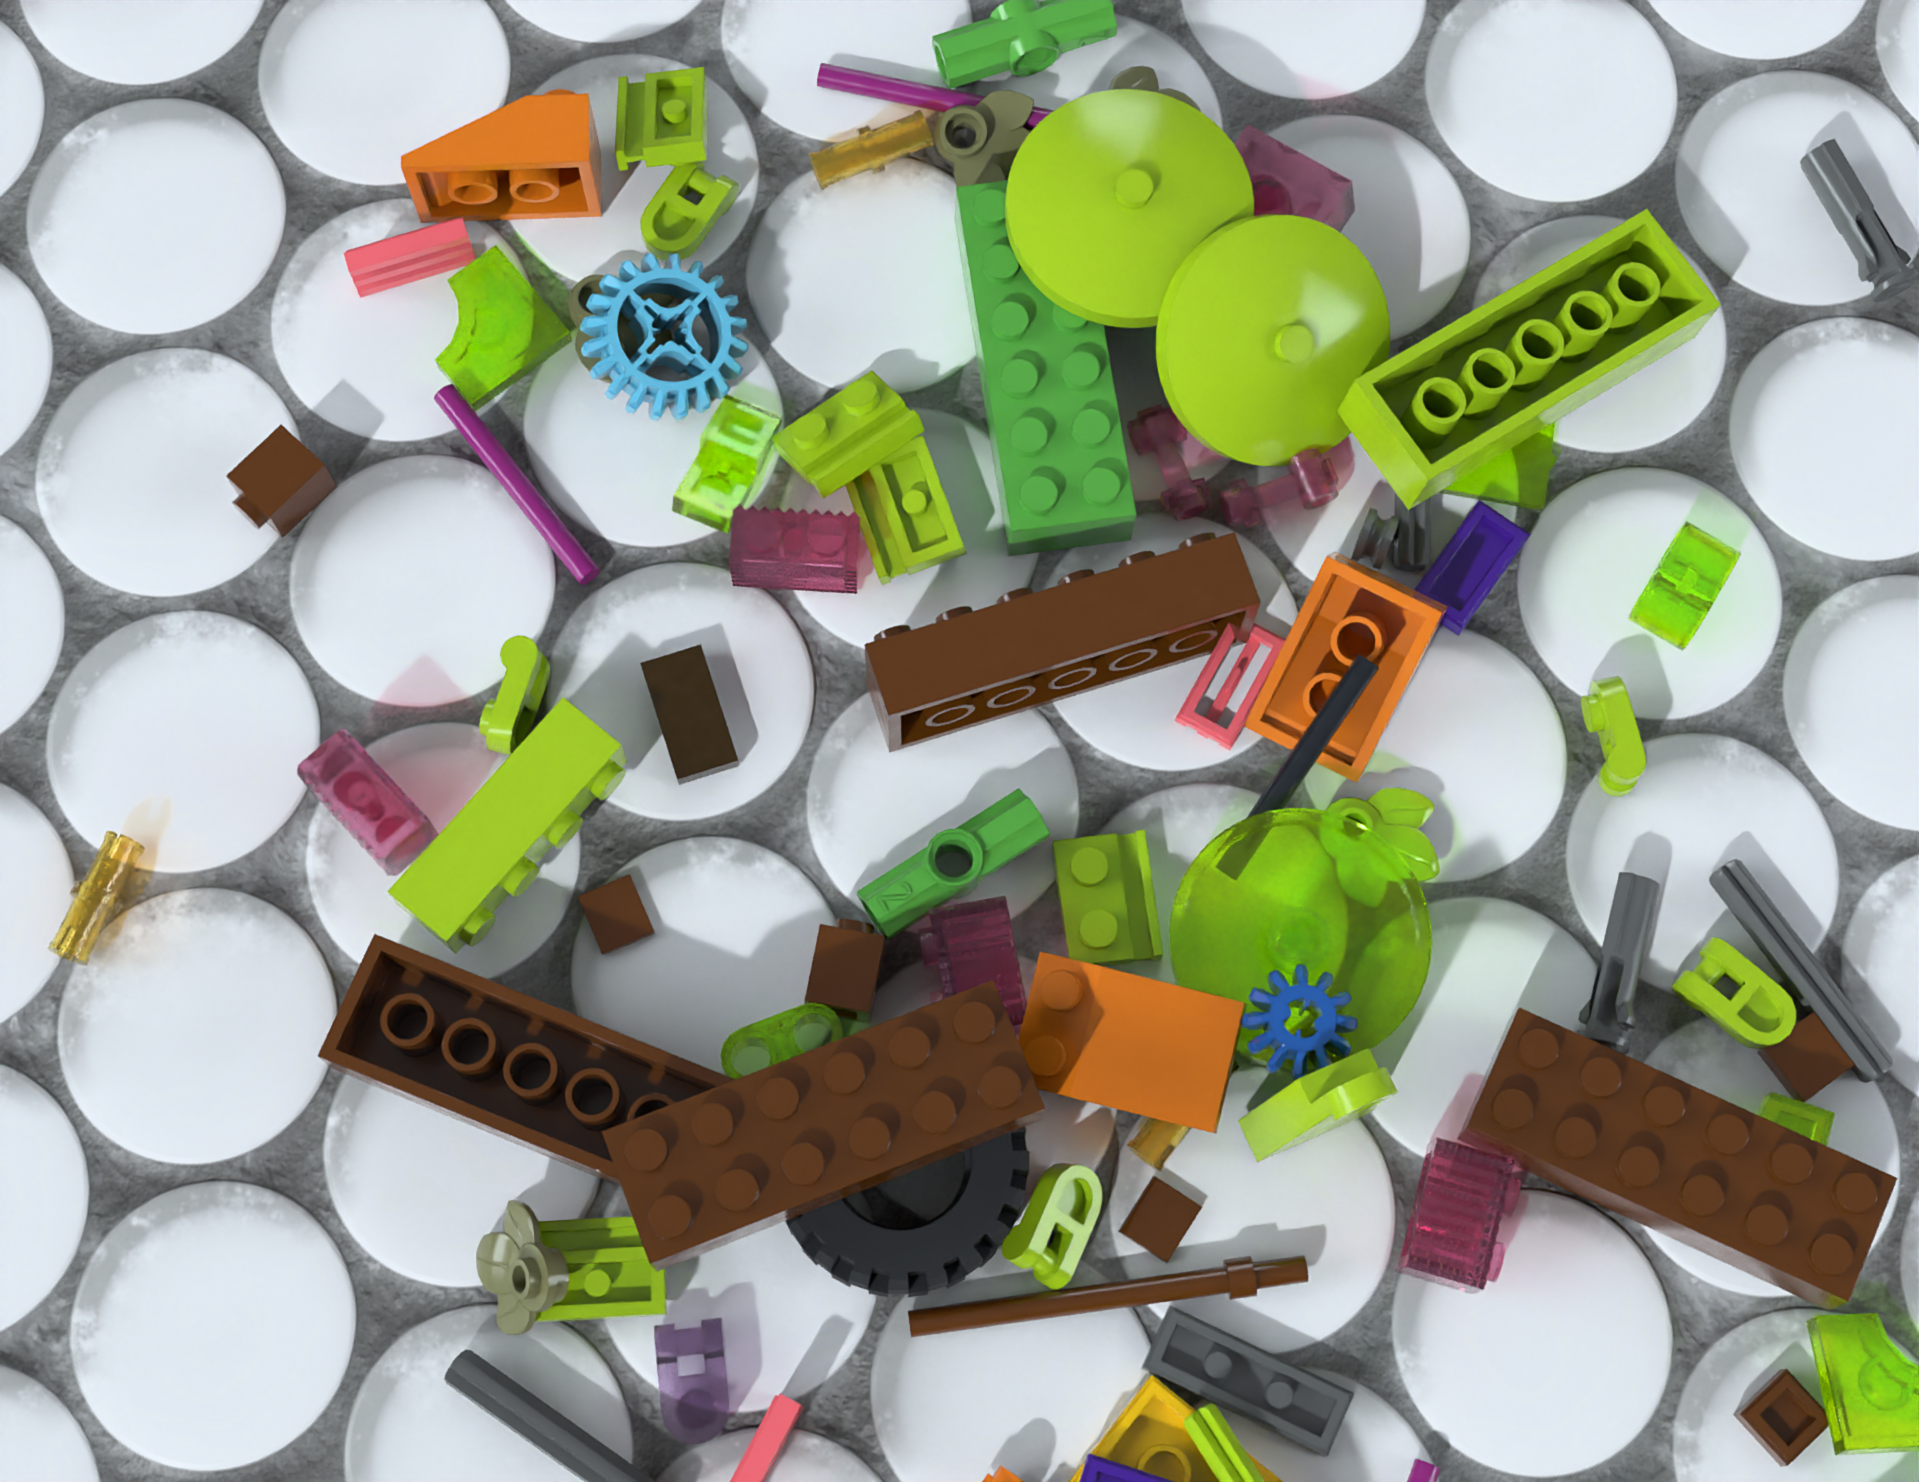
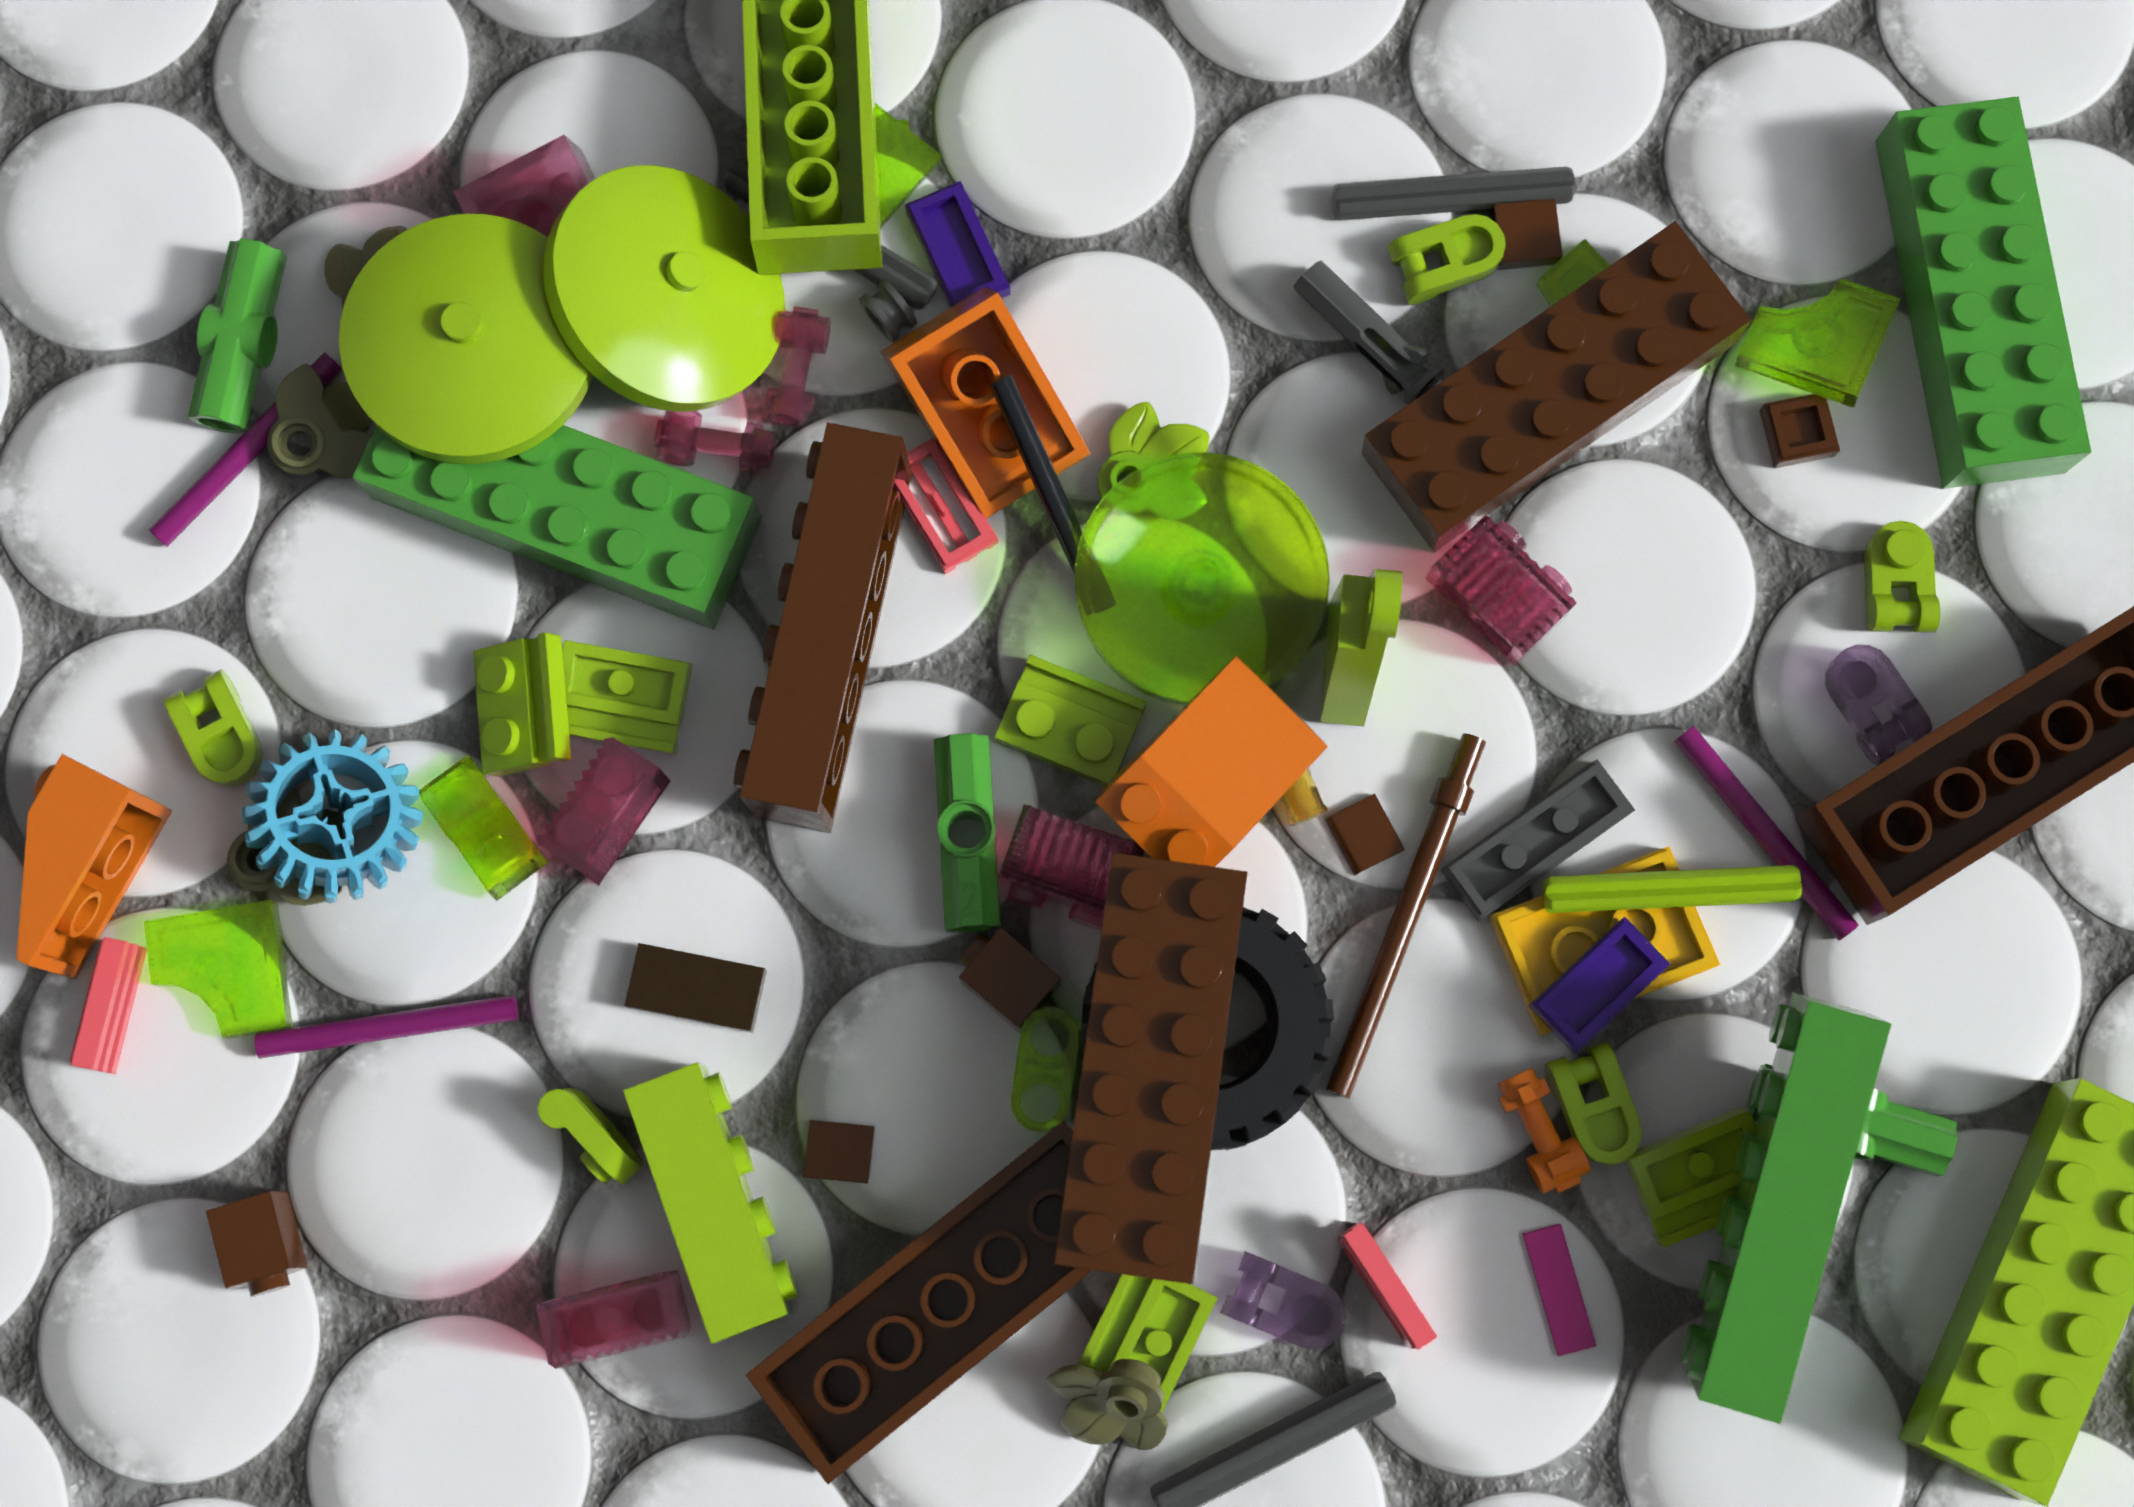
camera: 55 degrees left, 5 degrees up
(662, 119) = (116, 702): lime plate -> none
(870, 149) = (261, 533): clear yellow pin -> none
(1063, 1201) = (1325, 921): lime plate -> none
(1277, 1012) = (1296, 607): blue gear -> none
(1611, 715) = (1160, 211): lime plate -> none
(1684, 585) = (1080, 83): clear neon green beam -> none

